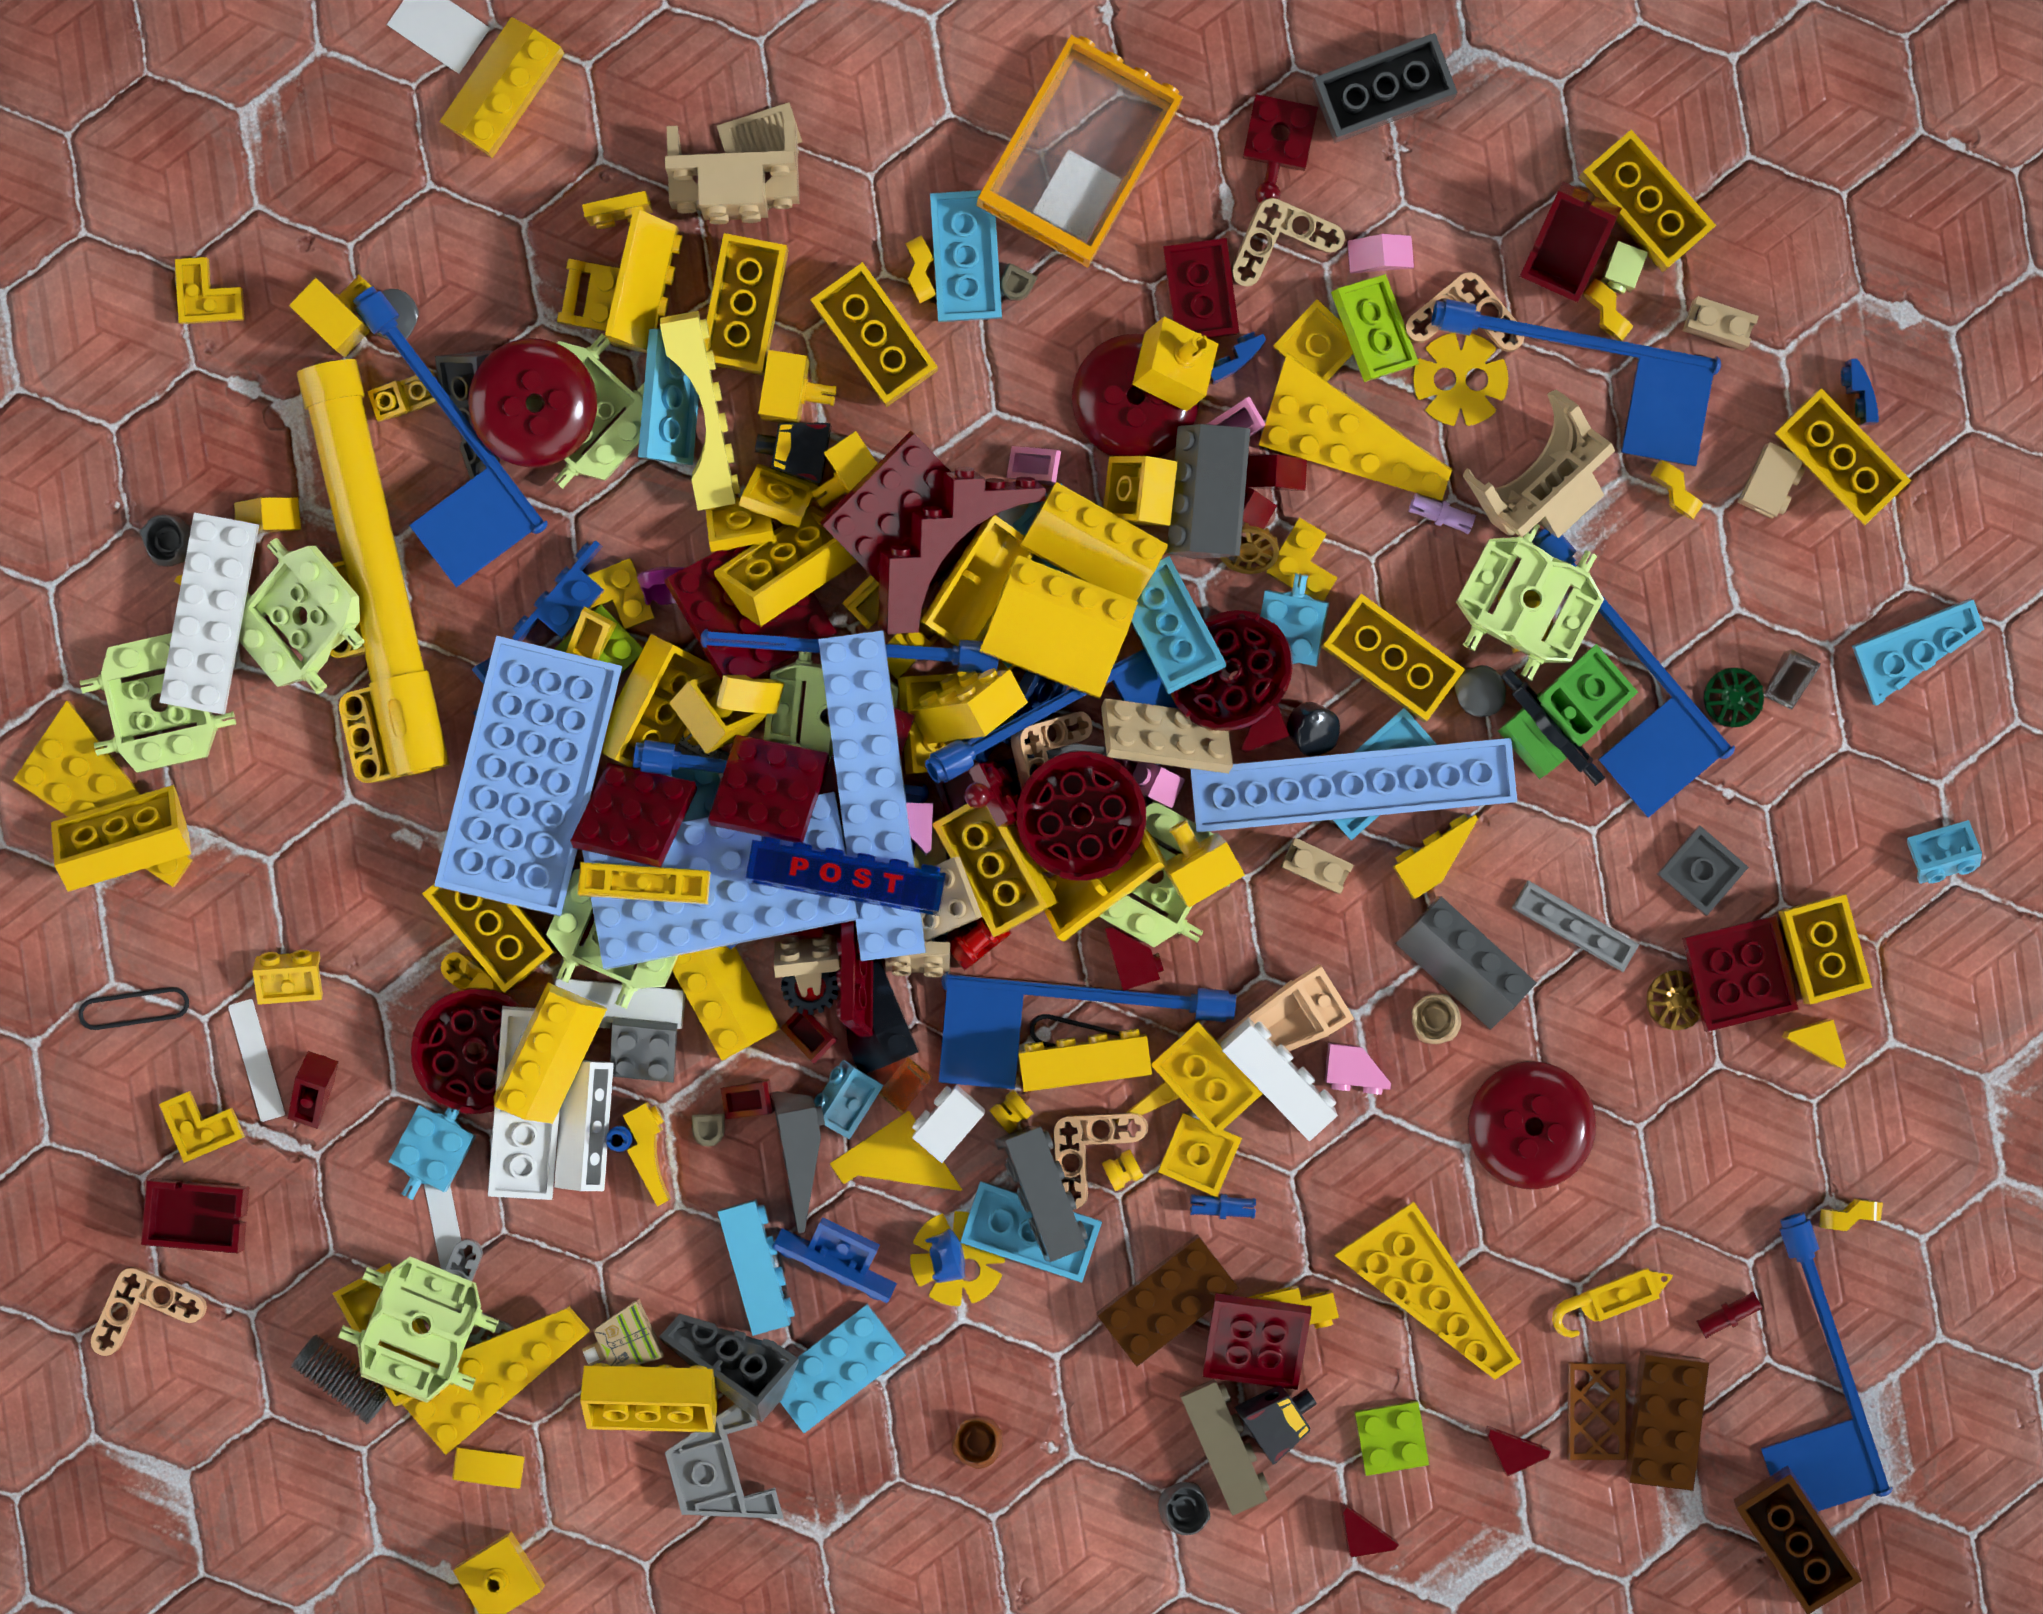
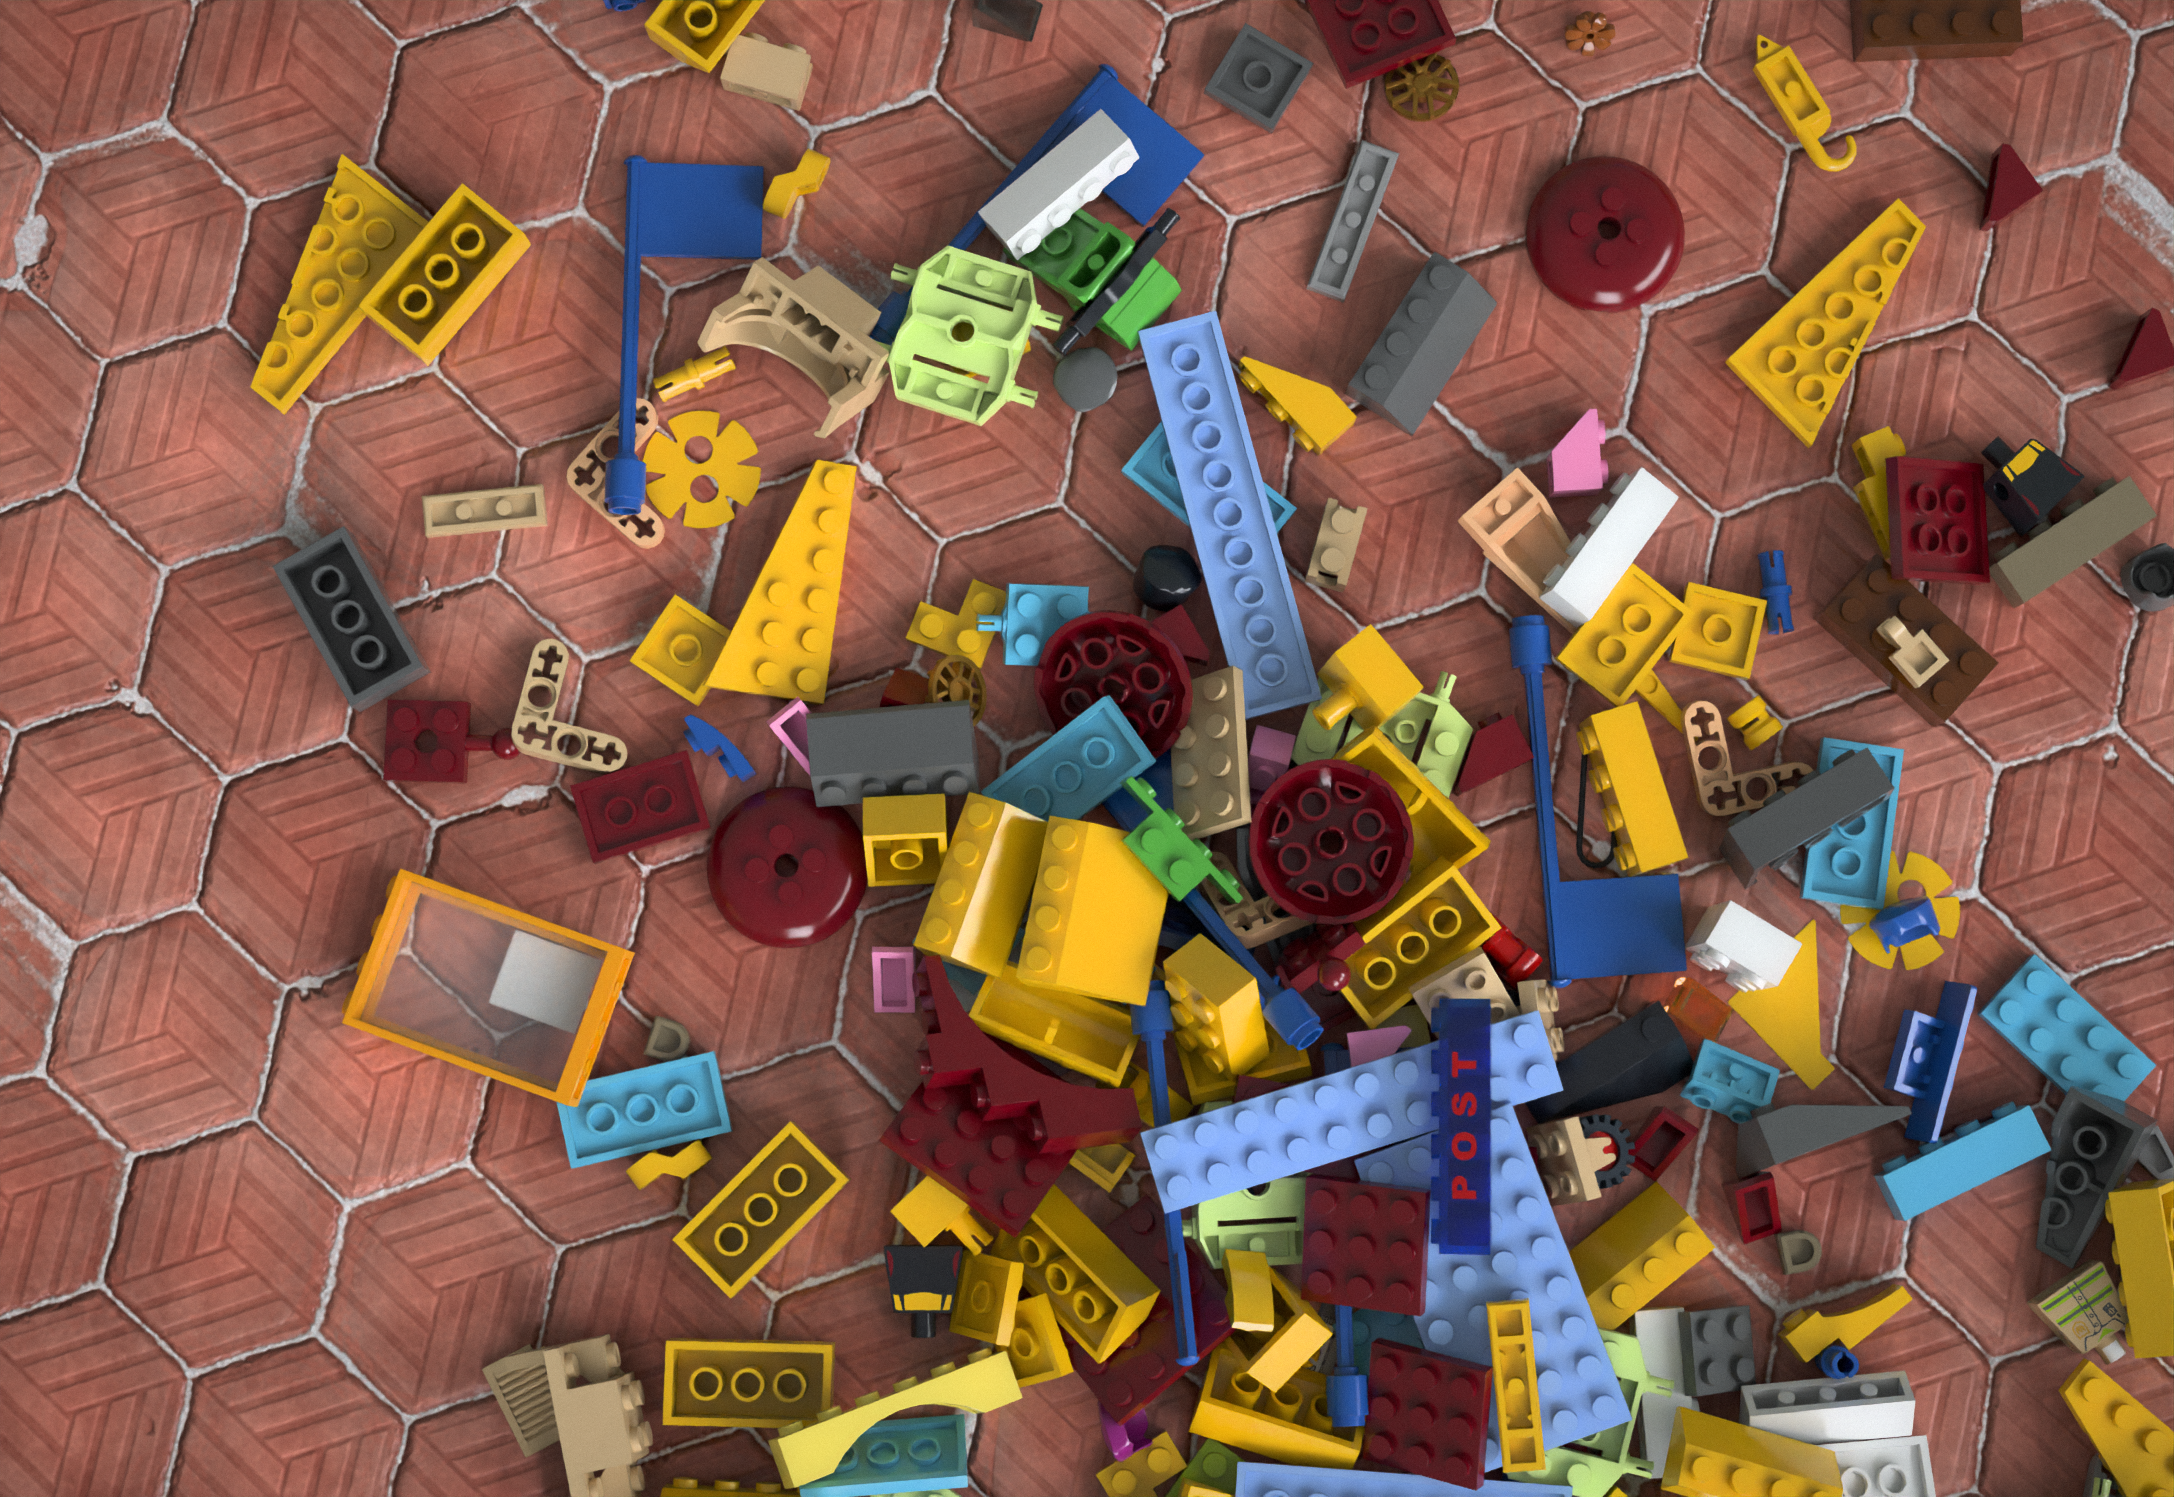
camera: 100 degrees left, 5 degrees down
(788, 388) = (848, 1308): yellow brick -> none
(856, 983) = (1590, 1093): dark red plate -> none
(977, 1442) = (2123, 846): dark orange hair -> none
(1016, 1105) = (1700, 866): yellow wheel -> none
(1093, 689) = (1169, 852): none -> bright green bracket
(1152, 1300) = (1915, 655): none -> tan plate
(1175, 364) = (739, 821): yellow brick -> none
(1276, 472) = (854, 674): dark red slope -> none
(1374, 328) = (654, 582): lime plate -> none
(1380, 253) = (560, 593): bright pink slope -> none
(1391, 1438) = (2018, 341): lime plate -> none
(1392, 658) = (1062, 493): yellow brick -> none
(1436, 1019) = (1496, 370): tan hair -> none
(1441, 513) = (872, 464): lavender pin -> none
(1455, 204) = (484, 510): none -> tan tile
(1536, 384) = (694, 373): none -> yellow pin
(1570, 242) = (510, 357): dark red piece -> none
(1605, 300) = (596, 299): yellow piece -> none
(1618, 1427) = (1952, 73): dark orange window -> none
(1623, 267) = (532, 291): yellowish green brick -> none
(1639, 695) = (1059, 184): none -> white brick
(1673, 125) = (344, 258): none -> yellow wing
(1696, 1141) = (1589, 32): none -> dark orange plant
(1720, 323) = (582, 163): tan brick -> none
(1733, 697) = (1039, 75): dark green wheel -> none

